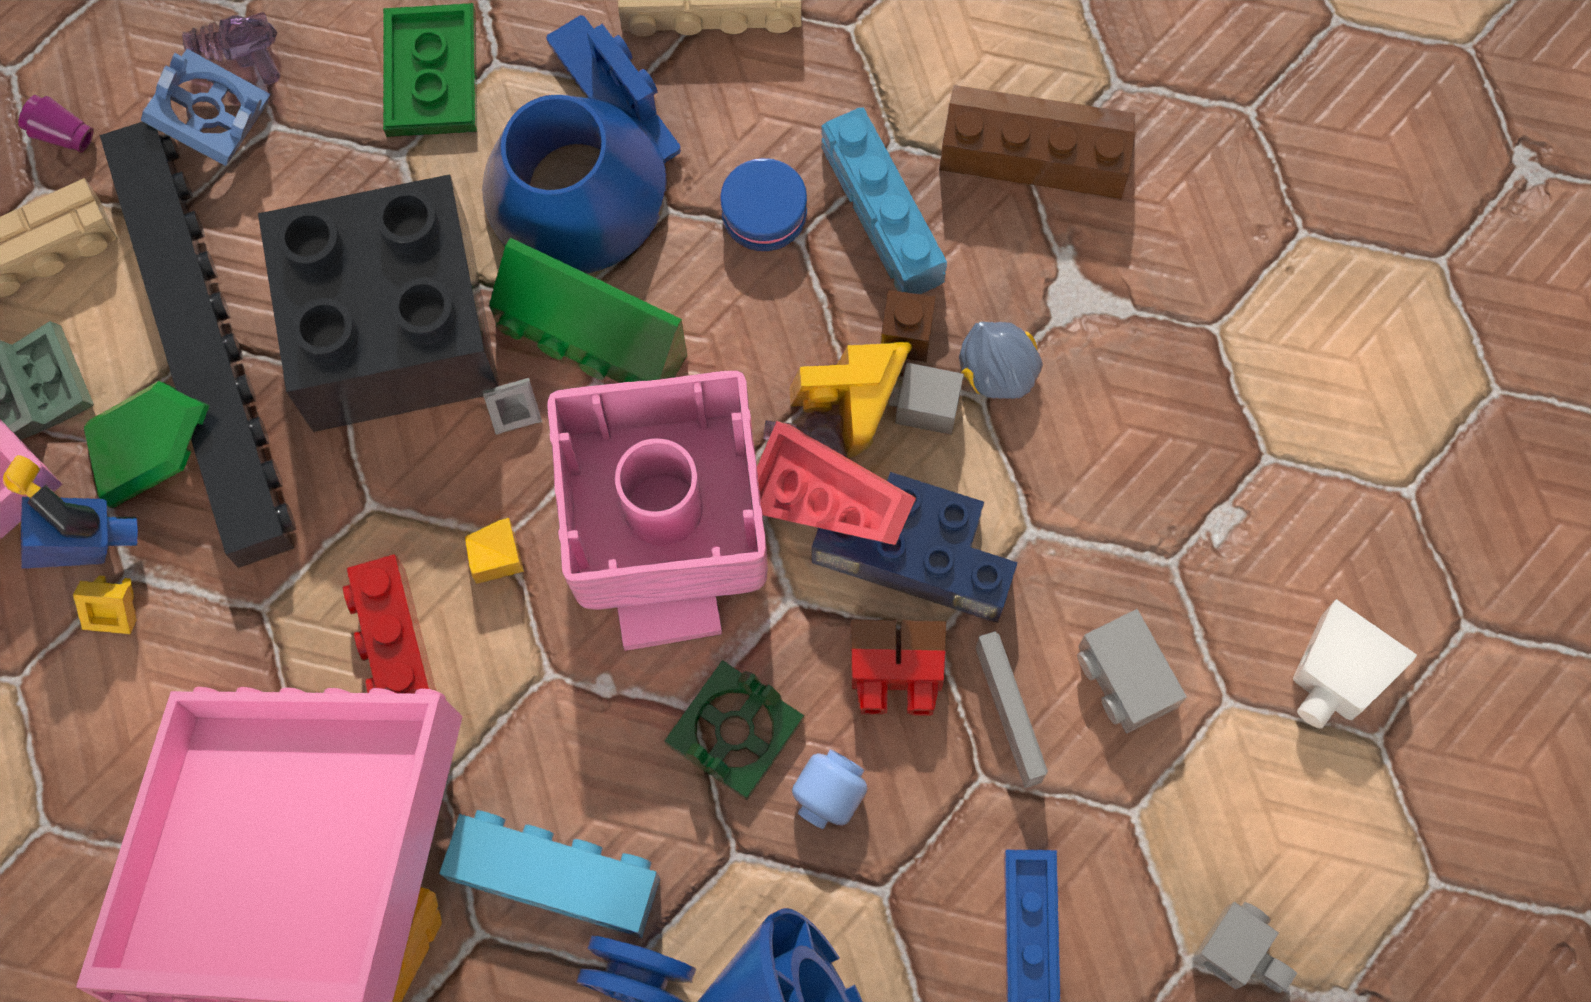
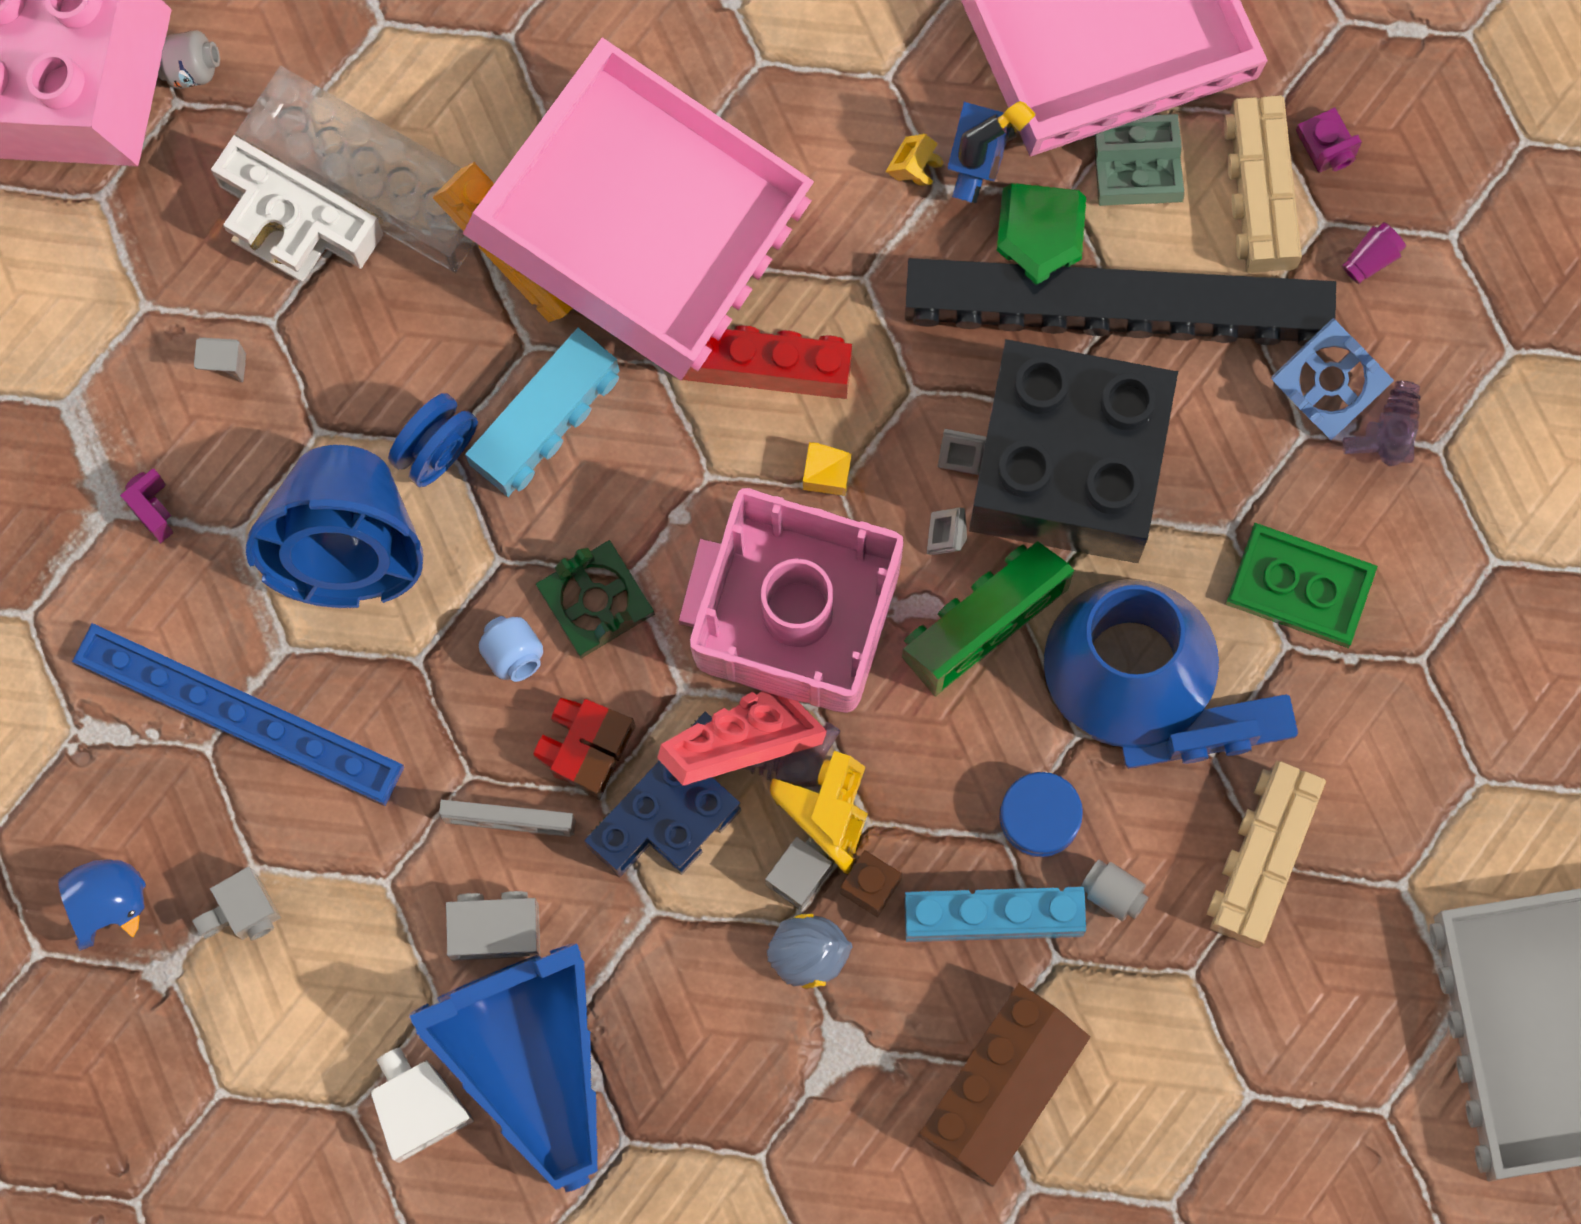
camera: 115 degrees right, 5 degrees up
(418, 428) = (961, 451): none -> light grey slope
(806, 110) = (1115, 890): none -> light grey brick
(1243, 575) = (525, 1058): none -> blue cone

